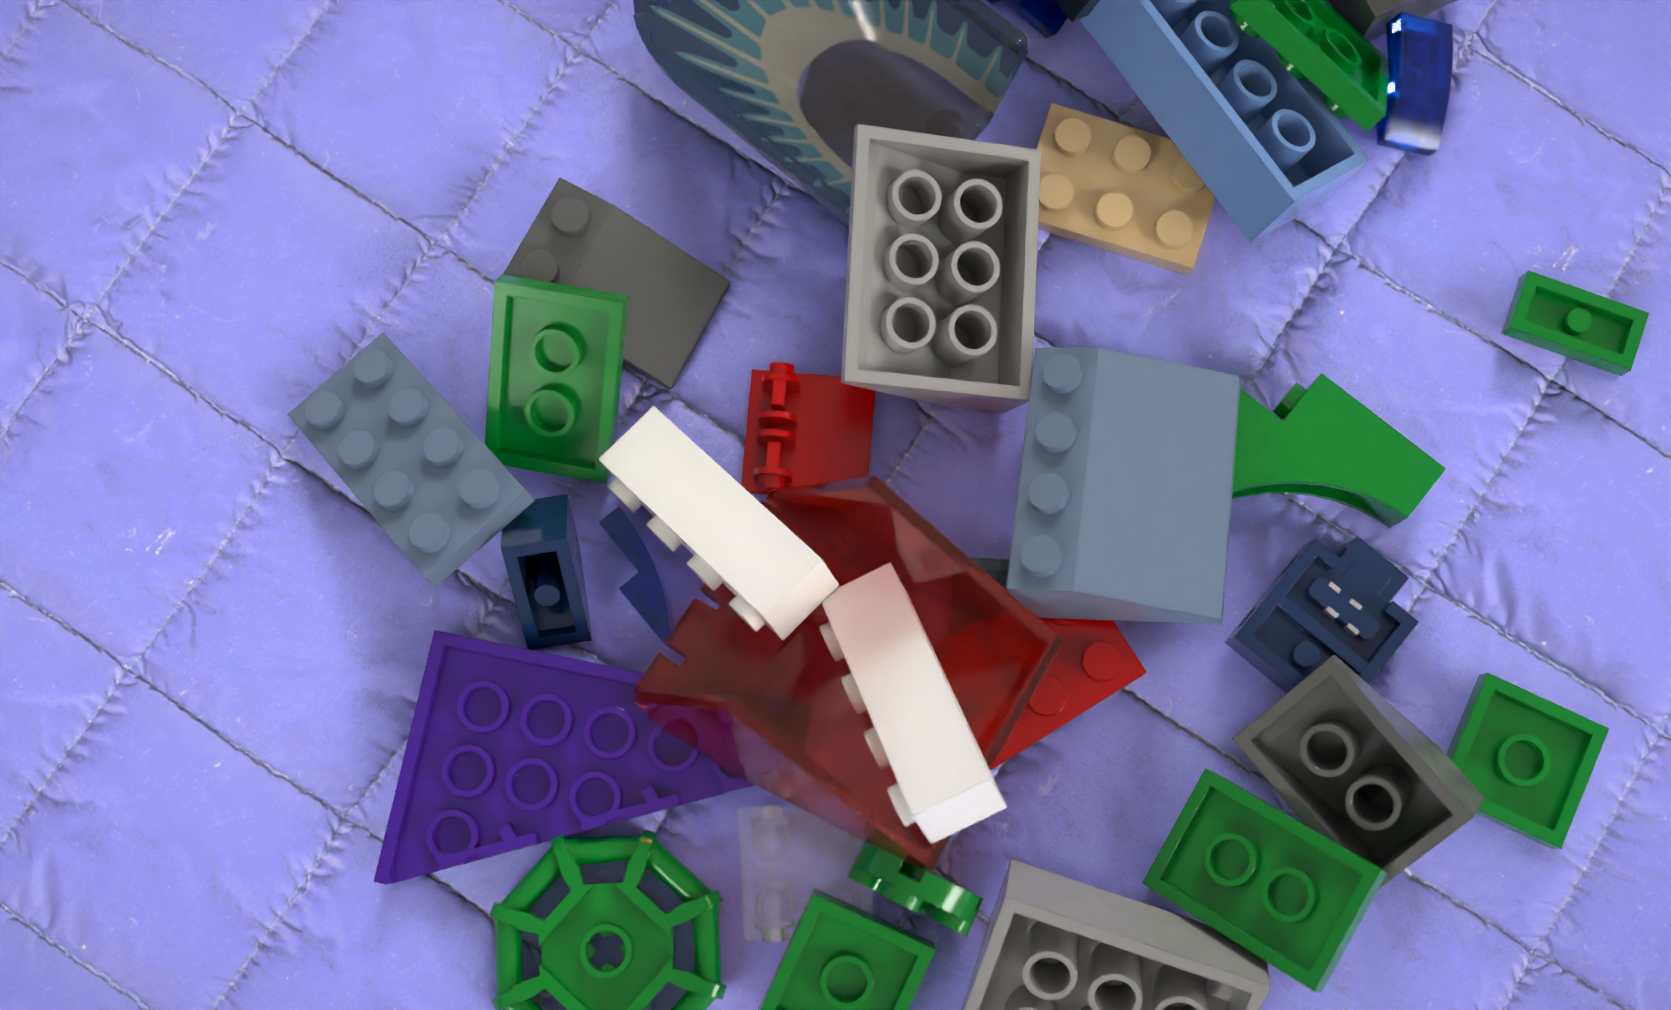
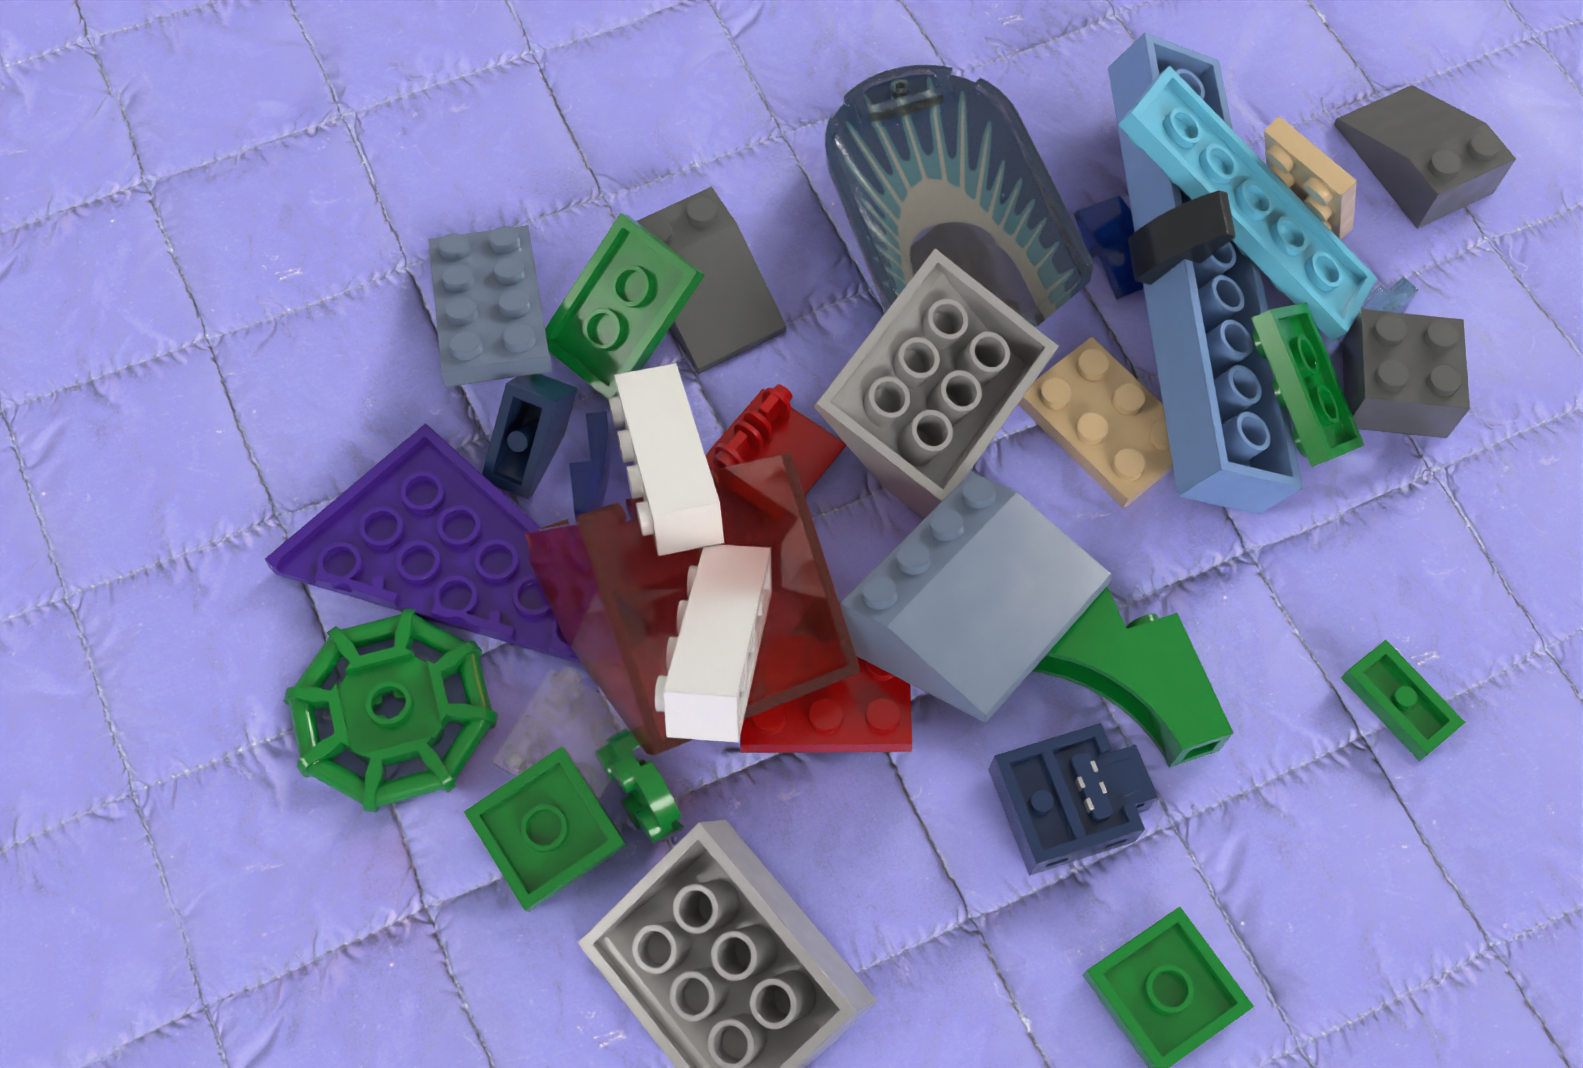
camera: 25 degrees right, 15 degrees down
(1264, 879) = (906, 943): green plate -> none
(1359, 769) = (1028, 910): dark grey slope -> none
(1417, 83) = (1373, 469): clear blue slope -> none

